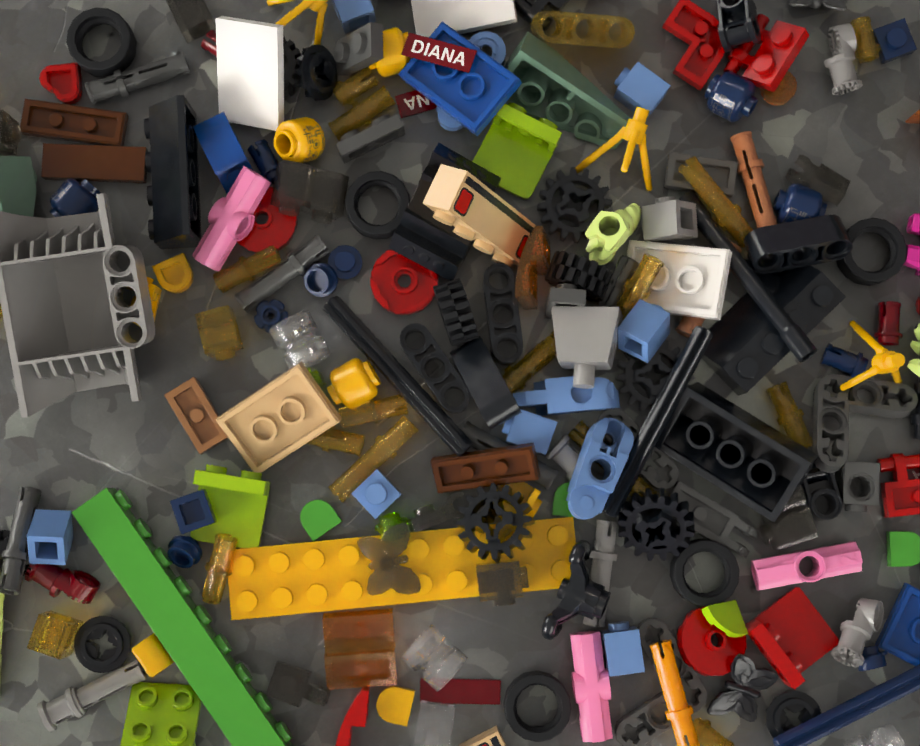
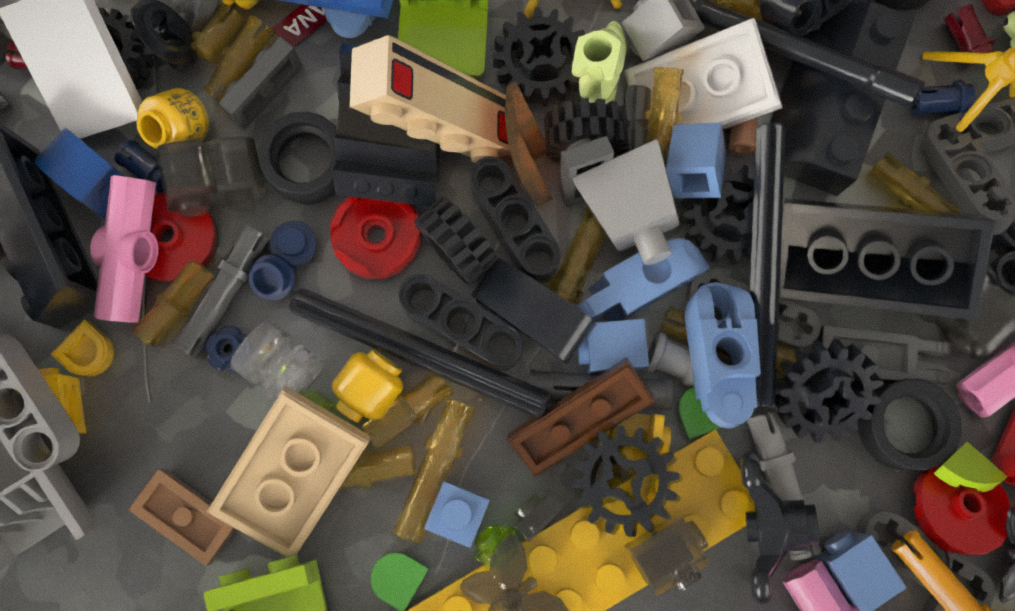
camera: 20 degrees left, 5 degrees down
(219, 332) = (169, 398): clear yellow brick -> none

